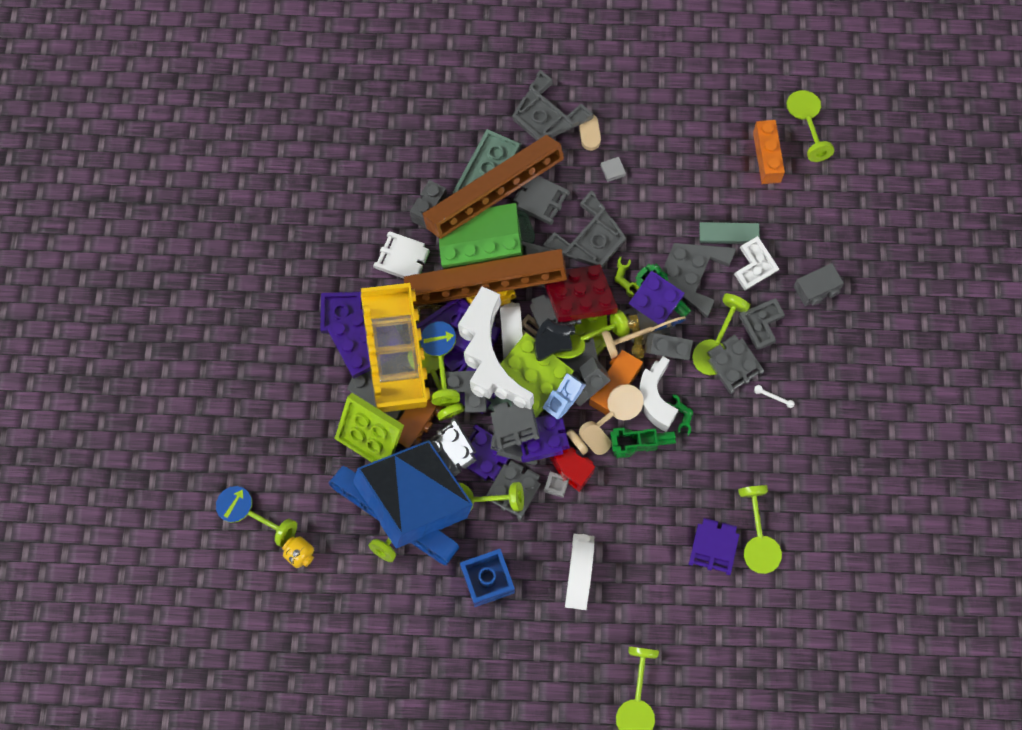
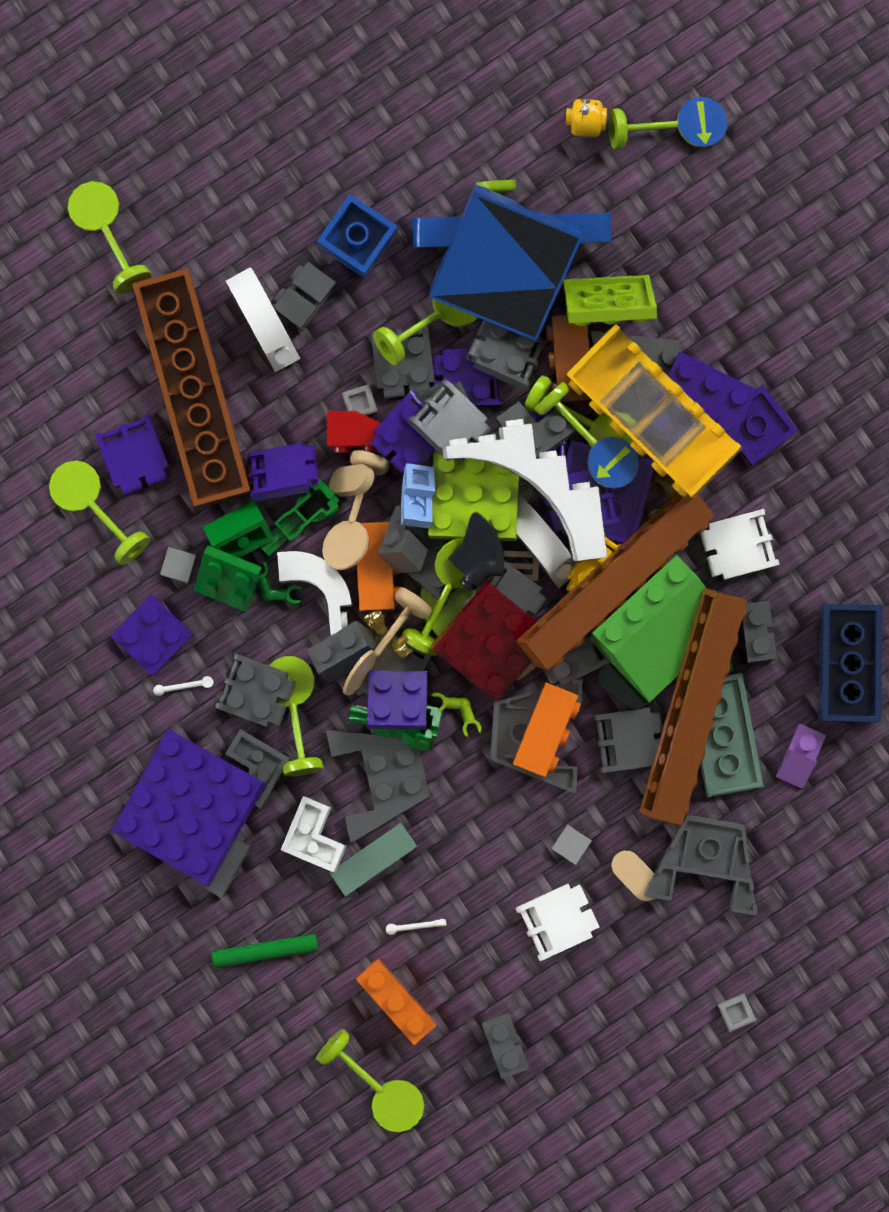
camera: 145 degrees right, 15 degrees up
(391, 154) = (864, 650): none -> dark blue brick
(455, 131) = (800, 756): none -> medium lavender slope
(545, 568) = (305, 296): none -> dark grey piece
(584, 228) = (547, 730): none -> orange brick
(587, 34) = (736, 1012): none -> light grey tile
(631, 471) = (282, 471): none -> dark purple plate
(647, 134) = (558, 920): none -> white plate
(652, 558) = (192, 389): none -> dark orange brick
(683, 455) = (239, 531): none -> green brick
(708, 432) = (227, 578): none -> green plate
(723, 93) = (500, 1036): none -> dark grey piece
(730, 465) = (178, 565): none -> light grey tile
(744, 191) = (391, 929): none -> white hinge
(773, 436) = (152, 635): none -> dark purple plate
(818, 324) = (188, 807): none -> dark purple plate
(824, 225) = (265, 951): none -> green piece

